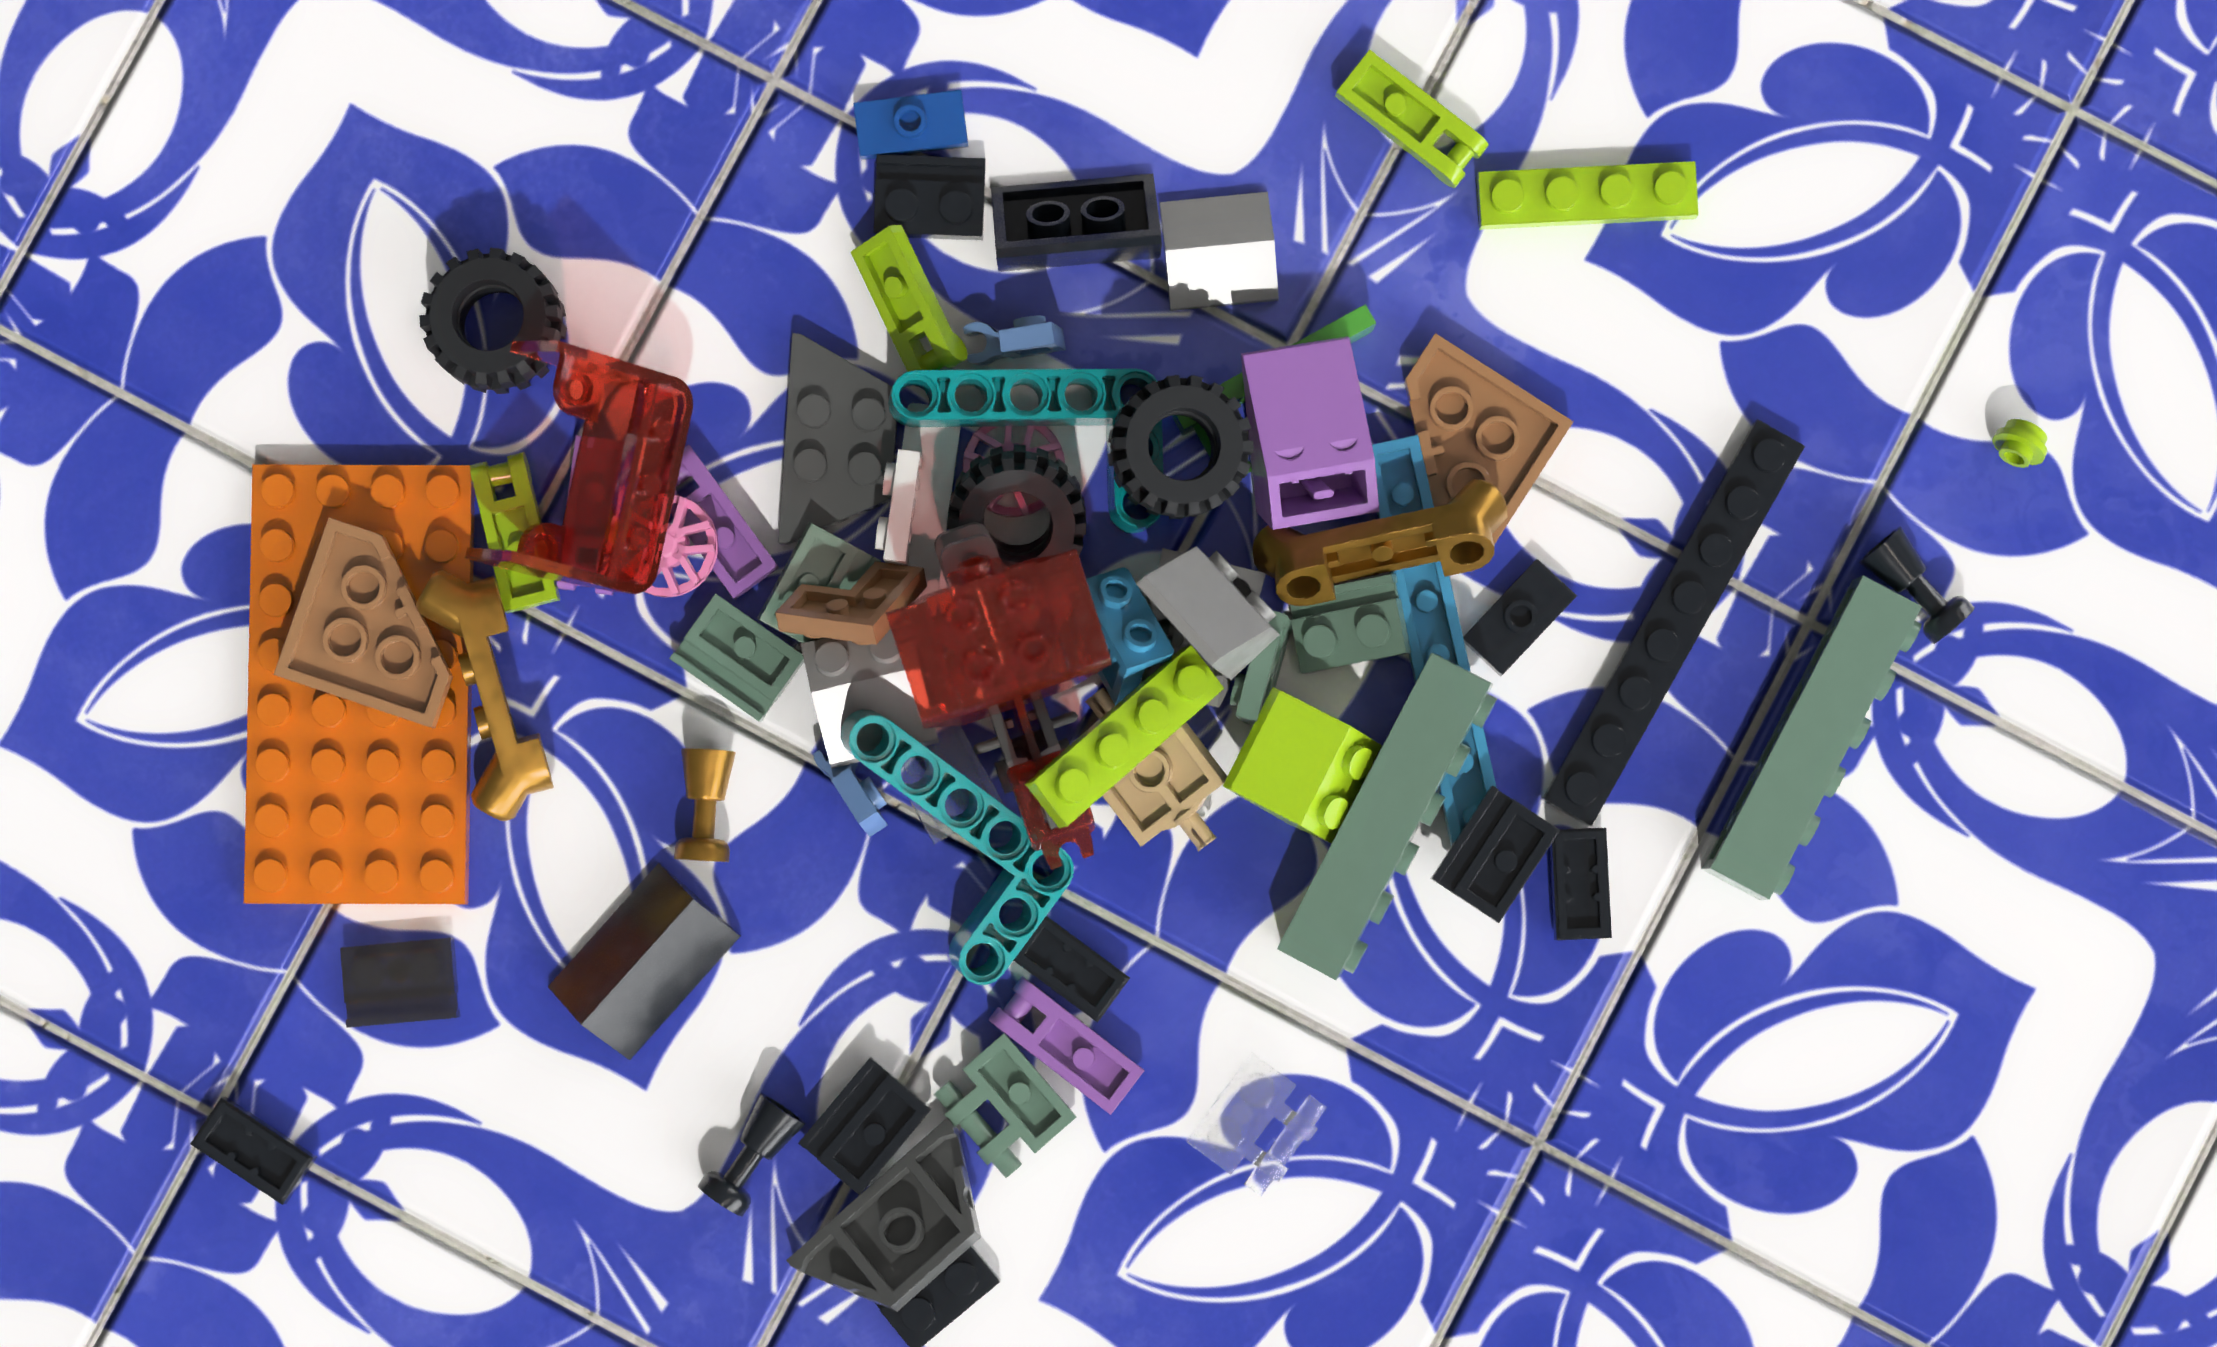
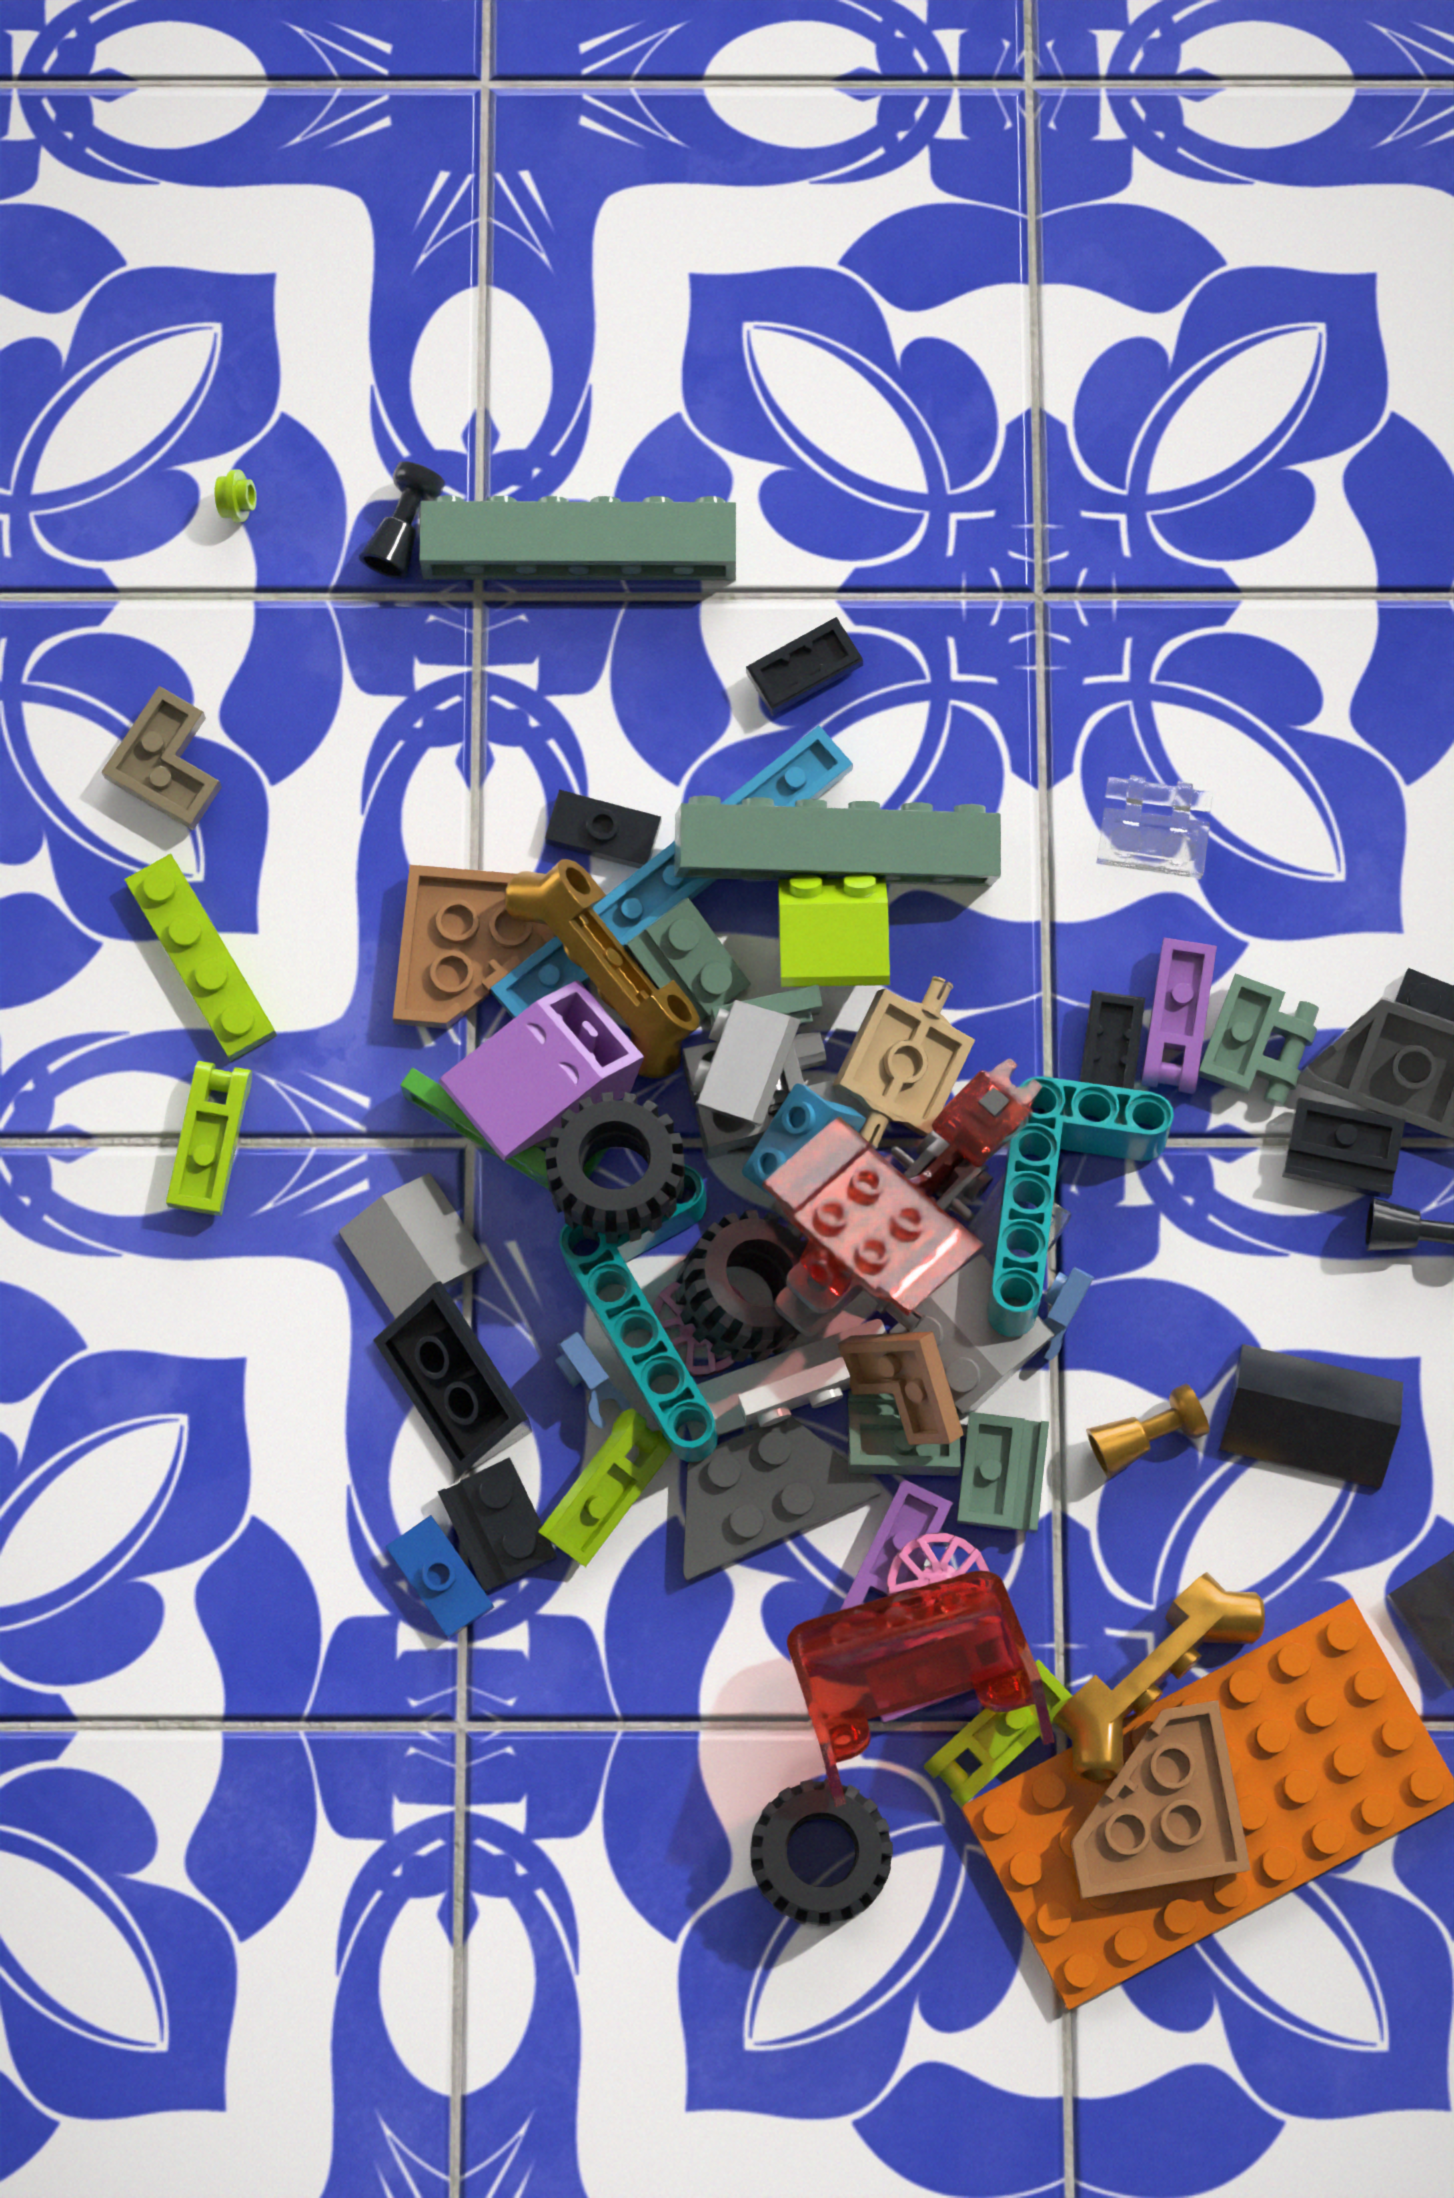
camera: 115 degrees left, 10 degrees down
(1124, 736) = (894, 1082): lime plate -> none
(1495, 854) = (821, 739): black plate -> none
(1673, 623) = (538, 702): black plate -> none
(1793, 237) = (151, 764): none -> dark tan plate

